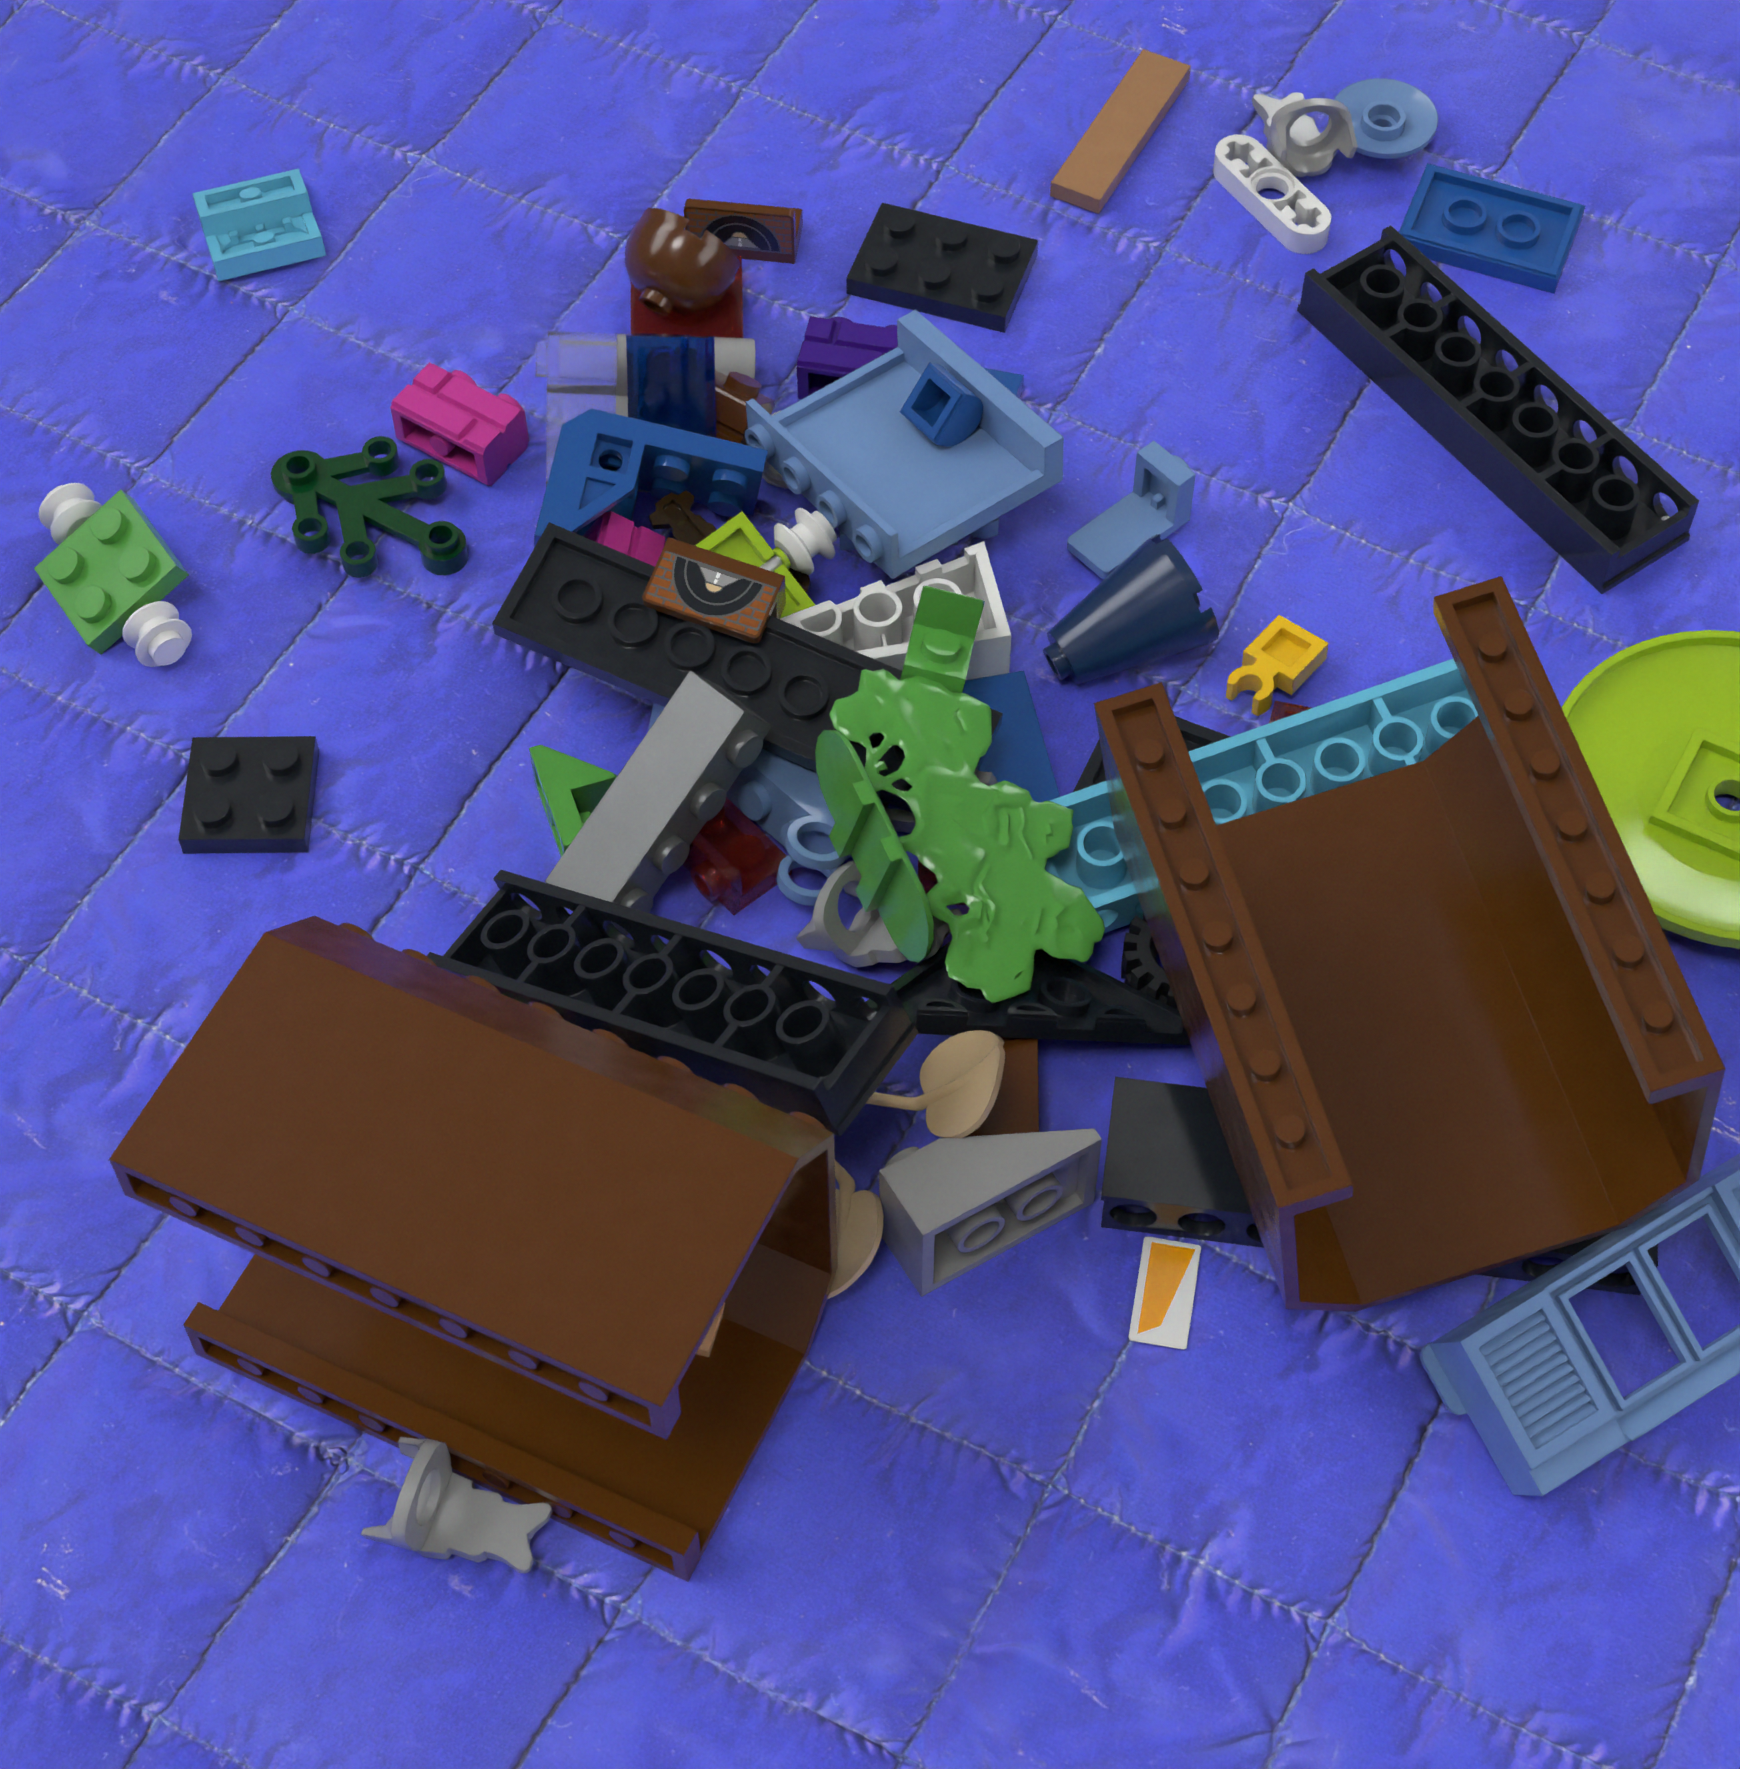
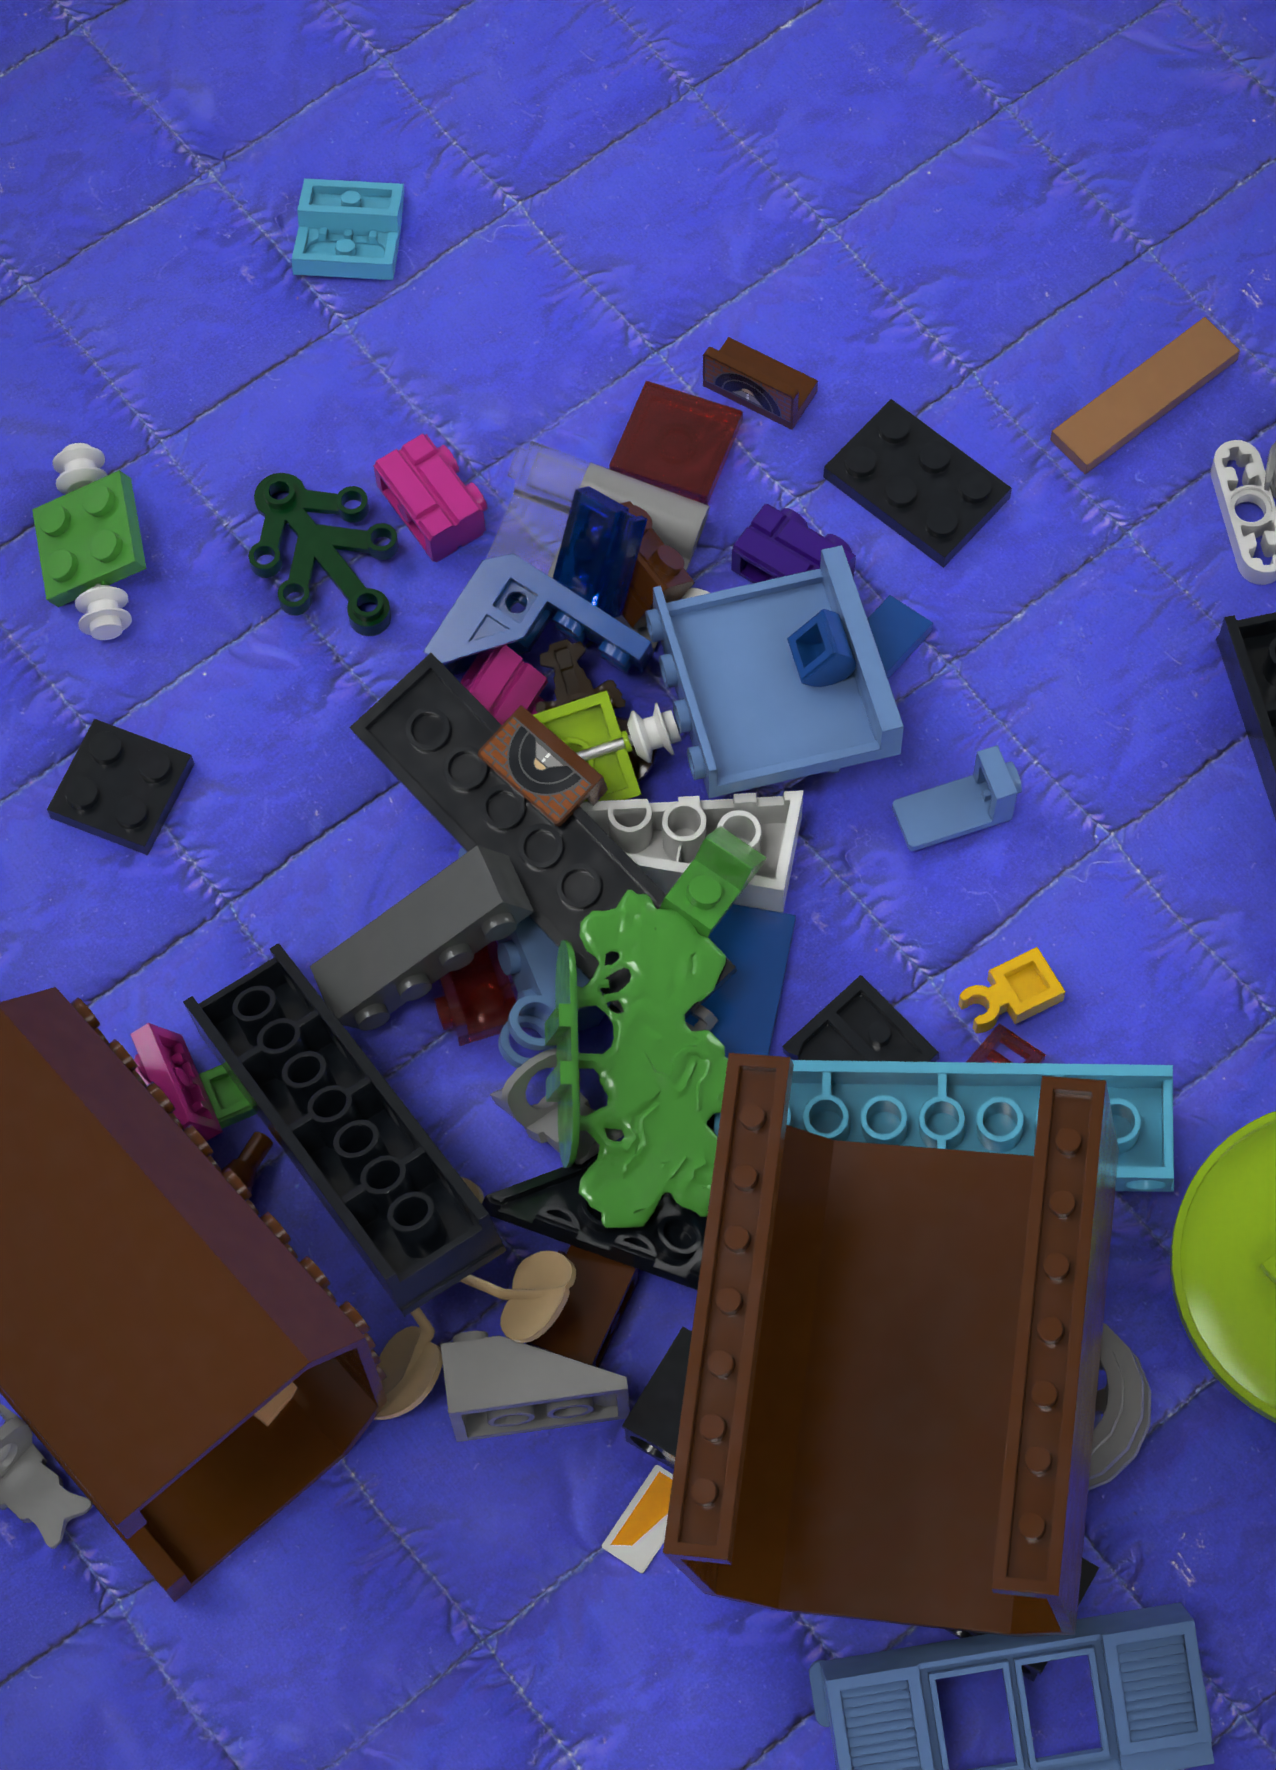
camera: 25 degrees right, 10 degrees up
(567, 791) = (365, 891): bright green slope -> none
(675, 266) = (668, 415): reddish brown cylinder -> none
(1132, 617) = (904, 905): dark blue cone -> none

